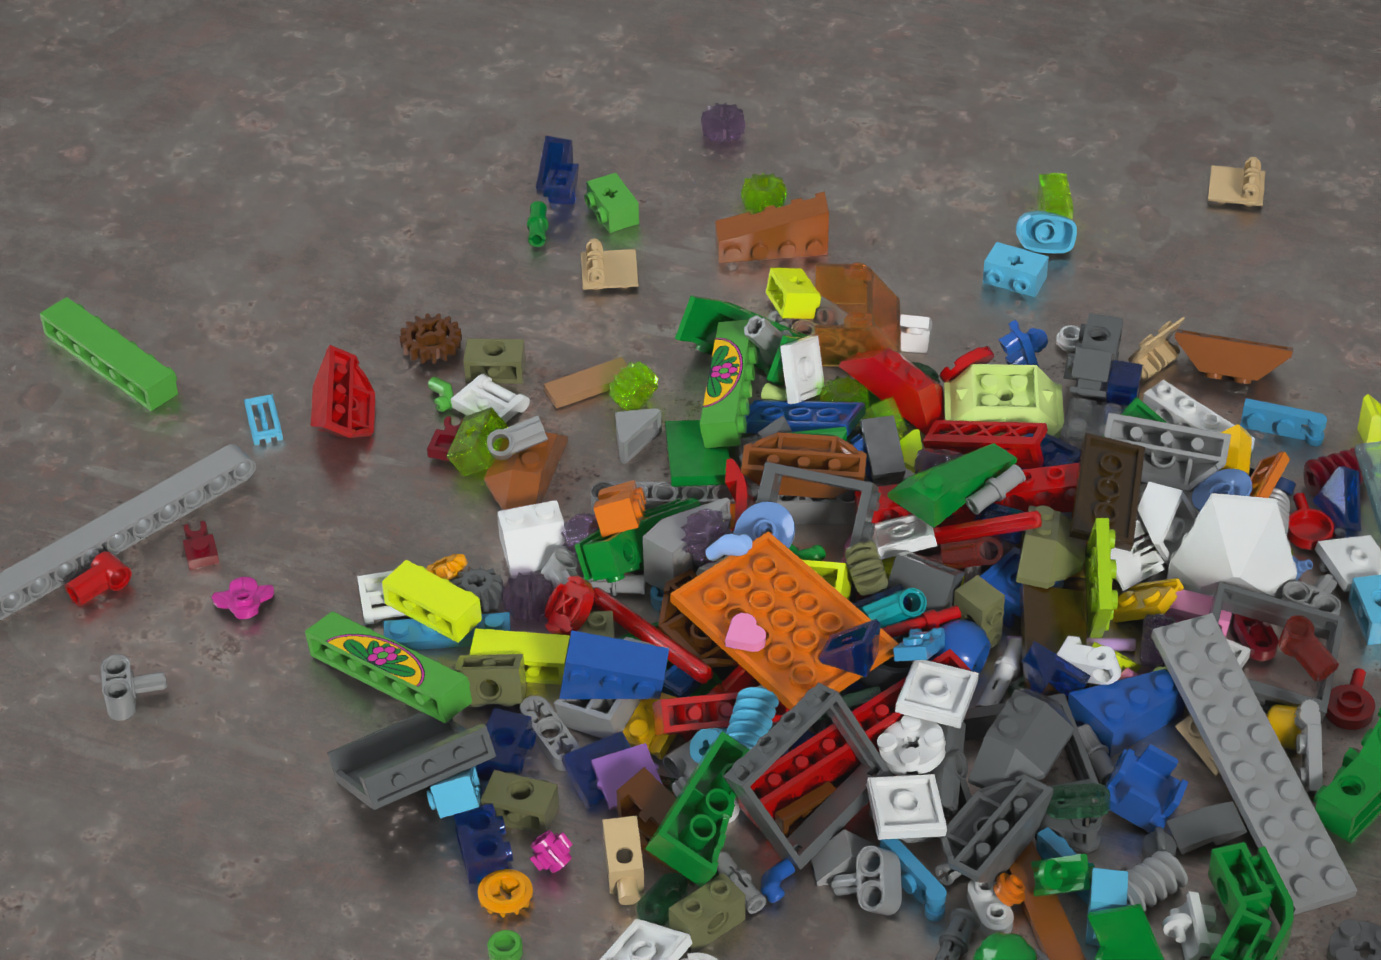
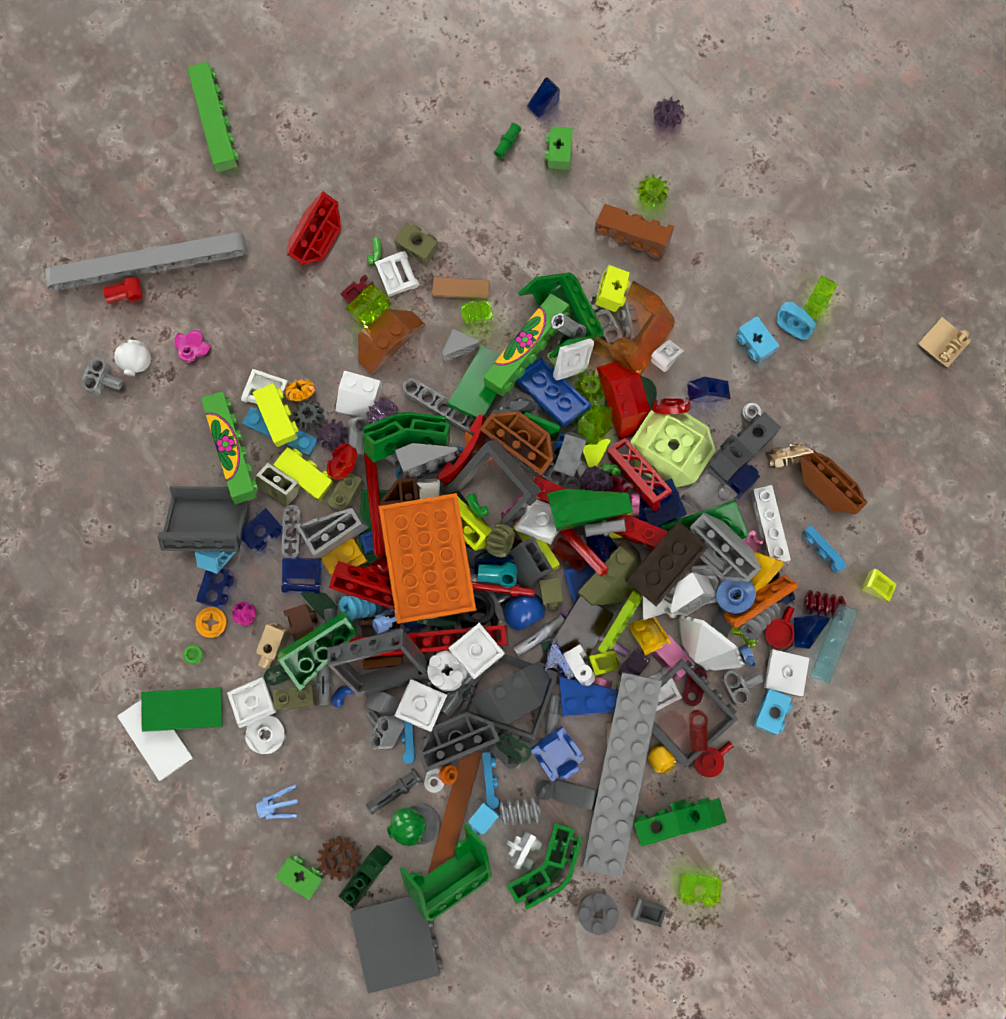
camera: 35 degrees right, 35 degrees up
(165, 636) = (132, 357): none -> white plant
(200, 547) = (188, 297): dark red plate -> none
(266, 433) = (267, 229): medium azure tile -> none
(430, 338) = (395, 197): reddish brown gear -> none
(521, 437) = (381, 327): light grey piece -> none
(522, 801) = (238, 566): olive brick -> none
(561, 183) = (537, 117): clear blue slope -> none
(608, 268) = (526, 201): tan hinge -> none
(612, 668) = (325, 533): blue wedge -> none
(619, 508) = (410, 407): orange arch -> none
(619, 767) = (307, 590): medium lavender piece -> none
(703, 530) = (427, 472): clear purple gear -> none
(729, 545) = (429, 497): light blue arm -> none
(745, 634) = (397, 559): bright pink tile -> none
(752, 715) = (370, 613): medium azure piece -> none
(764, 518) = (455, 482): medium blue dish -> none
(853, 648) = (443, 603): clear blue slope -> none
(920, 645) = (489, 614): dark azure plate -> none
(987, 333) = (708, 390): none -> clear blue slope
(1022, 346) = (713, 409): blue hips -> none
(1062, 875) = (472, 789): green hips -> none
(1310, 746) = (657, 785): light grey hinge -> none

